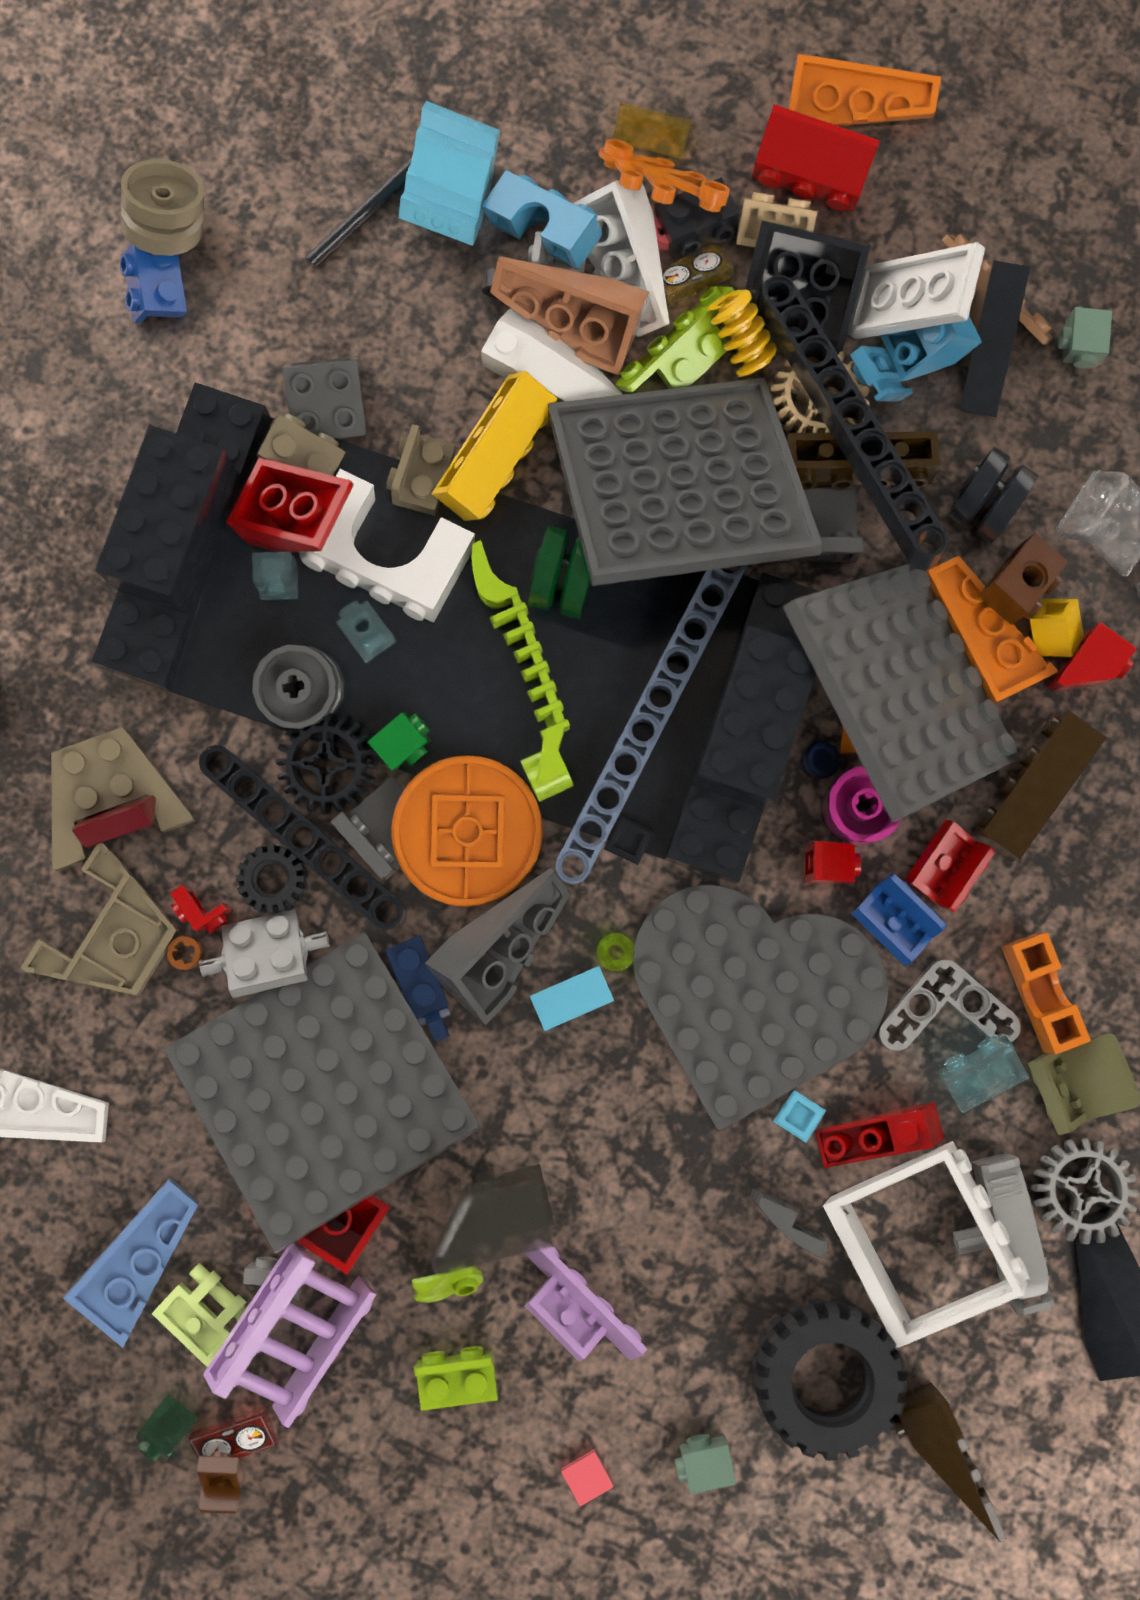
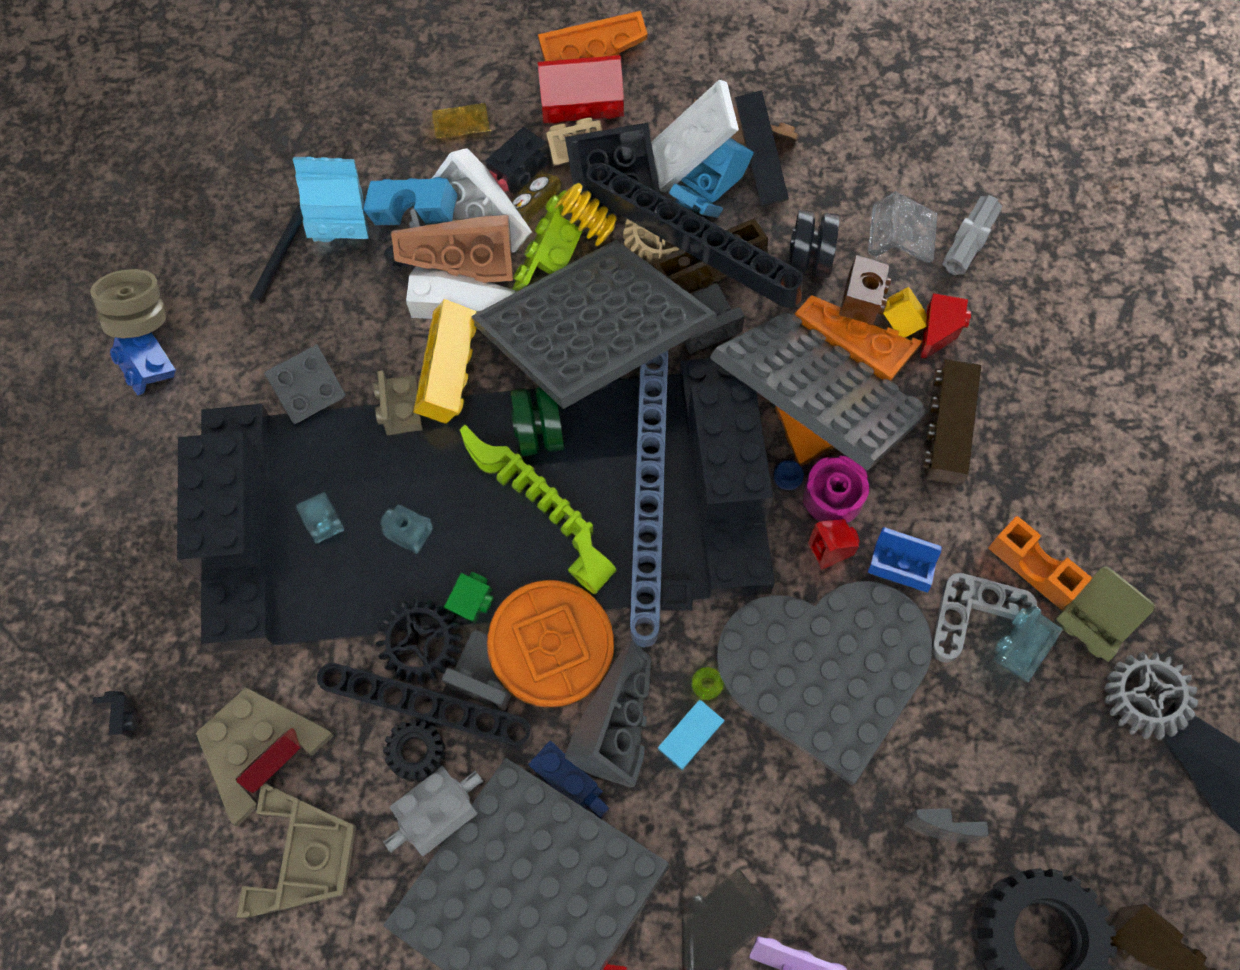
camera: 20 degrees left, 15 degrees down
(182, 964) = (369, 832): dark orange bush -> none
(190, 909) = (355, 803): red bracket -> none
(276, 681) = (357, 580): dark grey wheel -> none
(288, 507) = (309, 461): red slope -> none
(296, 446) = (302, 423): dark tan bracket -> none
(417, 586) = (430, 480): white arch -> none
(662, 176) = (446, 140): orange plant -> none
(799, 1115) = (909, 743): medium azure tile -> none
(873, 1274) = (1031, 837): white window -> none
(880, 1135) = (976, 728): red slope -> none
(949, 866) = (920, 506): red bracket -> none
(1012, 1206) = (1116, 755): light grey piece -> none
(1085, 337) = (821, 124): sand green brick -> none

